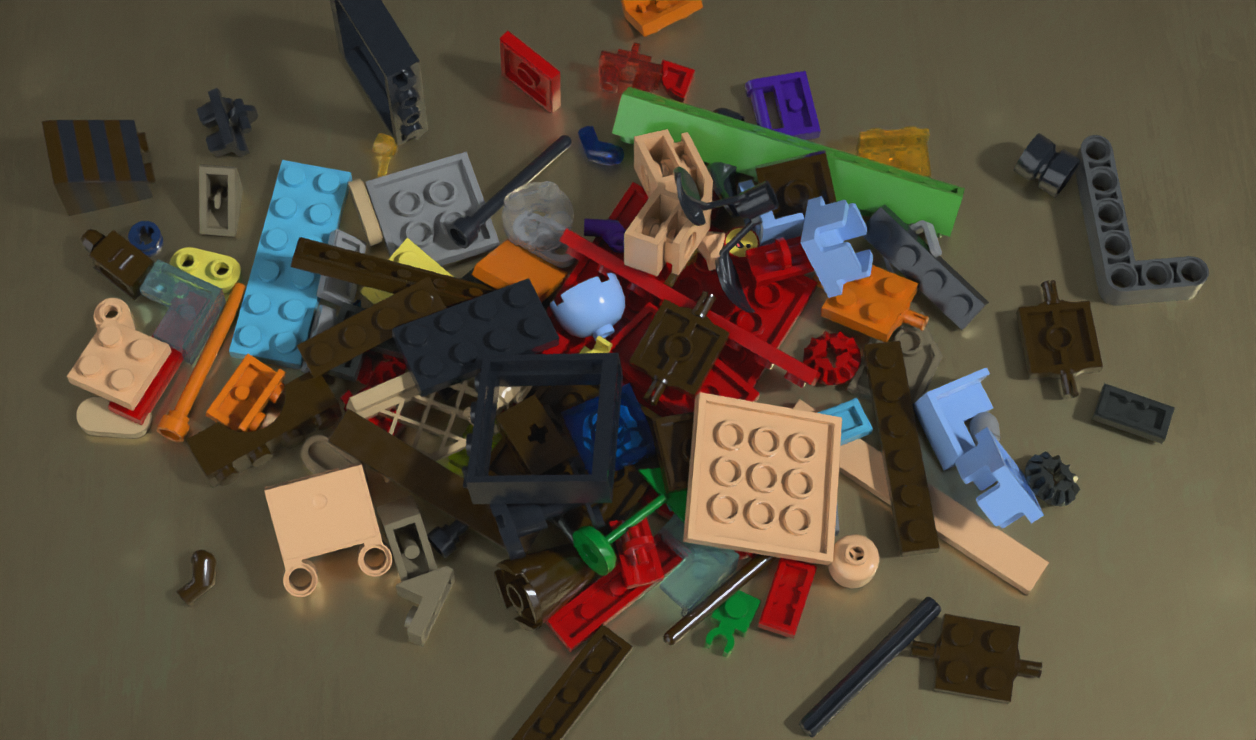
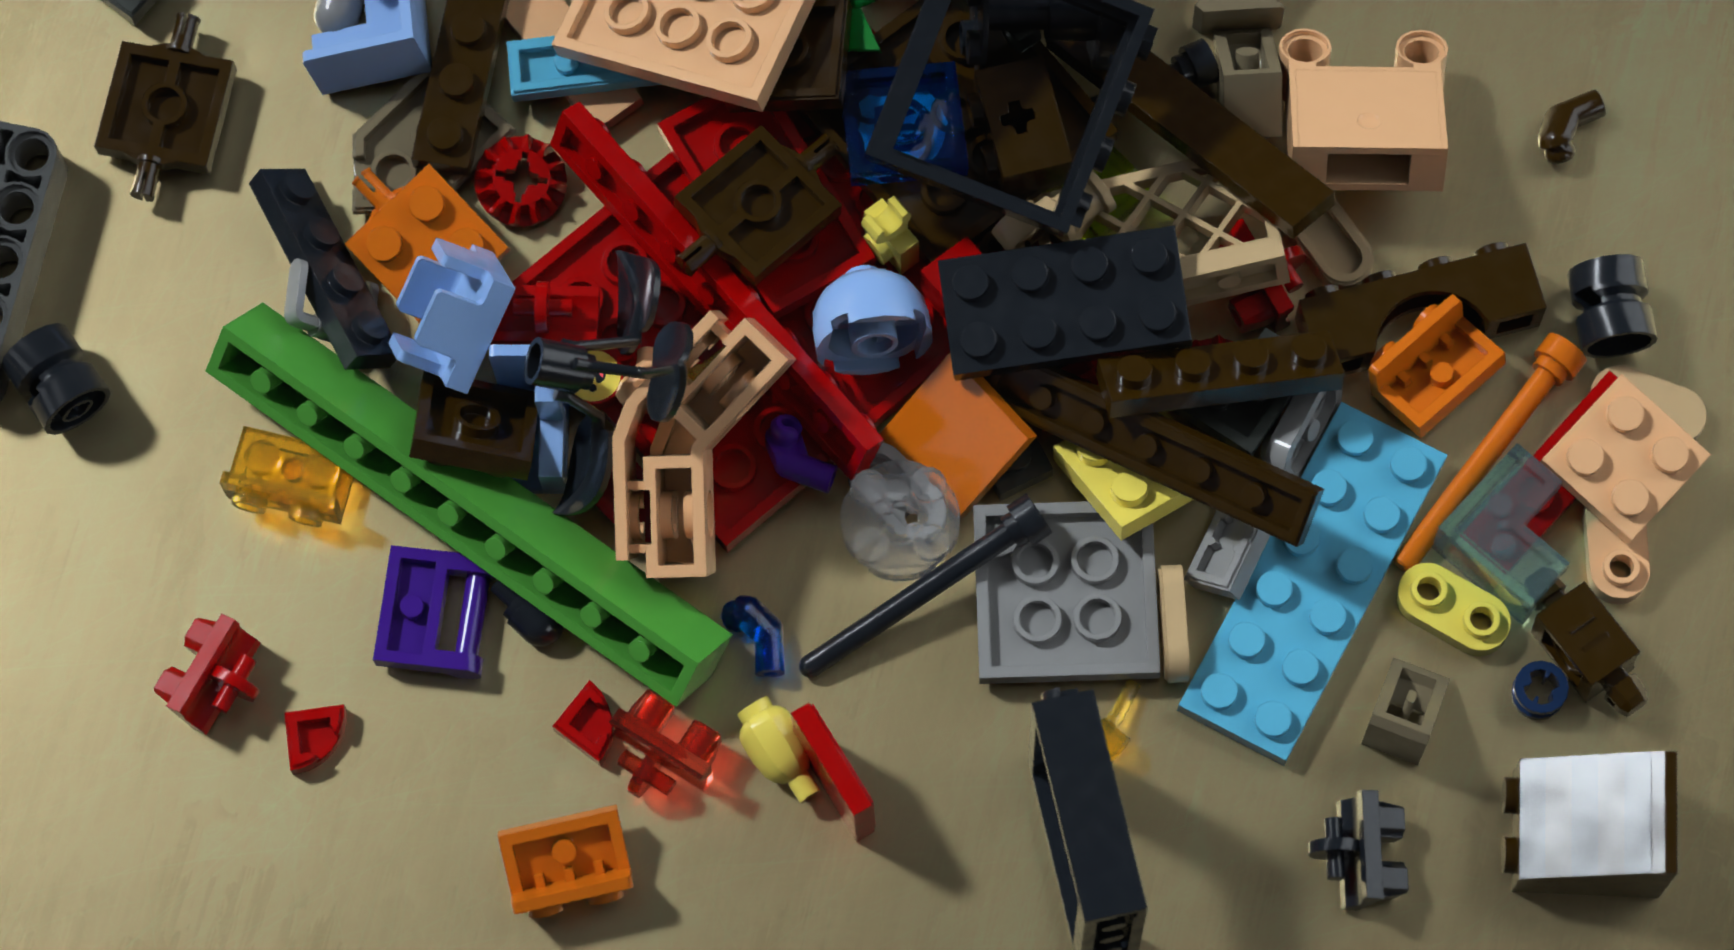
camera: 155 degrees left, 5 degrees up
(145, 461) = (1613, 313): none -> black wheel
(574, 94) = (774, 747): none -> light yellow plant
(823, 35) = (313, 736): none -> red tile
(884, 42) = (214, 676): none -> red hips

